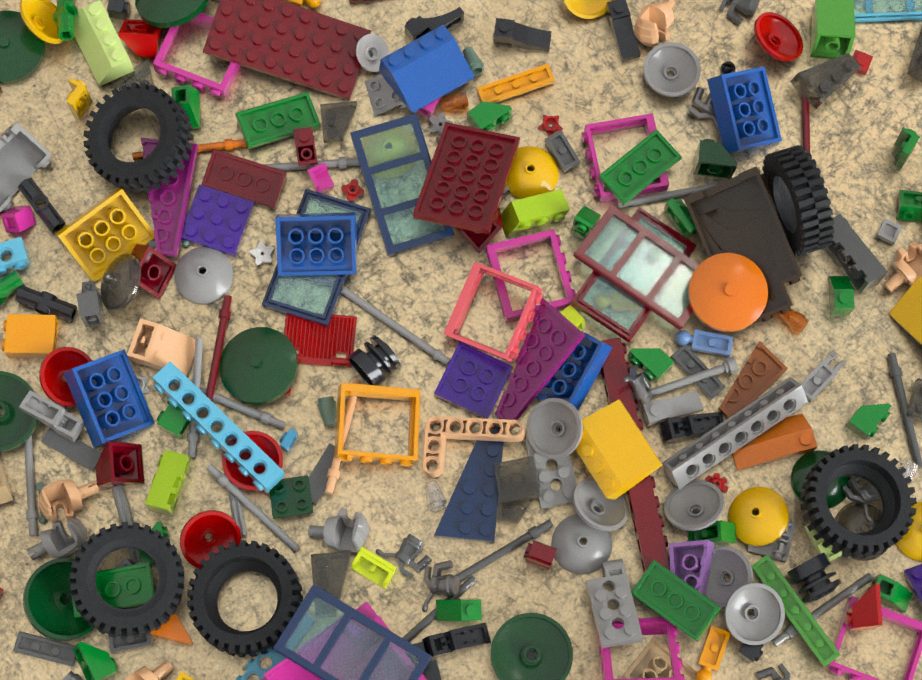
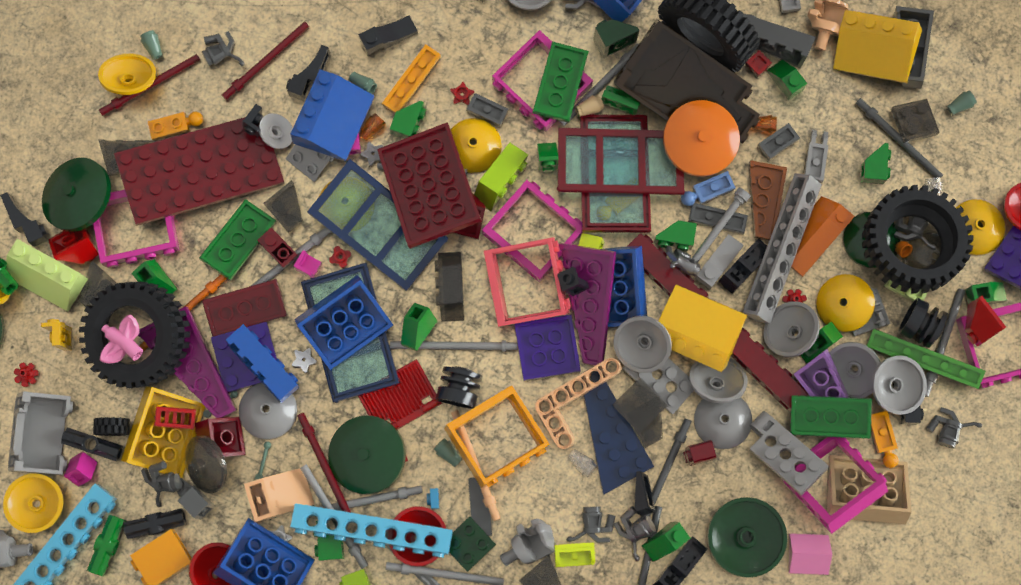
camera: 30 degrees left, 5 degrees up
(29, 114) = (26, 374): none -> red plant
(67, 200) = (111, 426): none -> black tyre
(78, 275) = (166, 482): none -> dark grey piece
(123, 134) = (121, 341): none -> bright pink plant
(136, 238) = (191, 422): none -> red slope
(182, 303) = (267, 445): none -> sand green hinge
(224, 230) = (262, 364): none -> blue wedge
(358, 29) = (252, 118): none -> black bracket
(375, 288) = (417, 326): none -> green slope
(426, 274) = (450, 286): none -> clear smoke wedge
(467, 558) = (643, 496): none -> black slope
(529, 337) = (571, 282): none -> black bracket
(652, 205) = (589, 106): none -> tan cone
(796, 342) = (778, 141): none -> dark grey plate
(824, 265) = (758, 63): none -> red plate
(840, 507) = (903, 249): none -> orange hinge

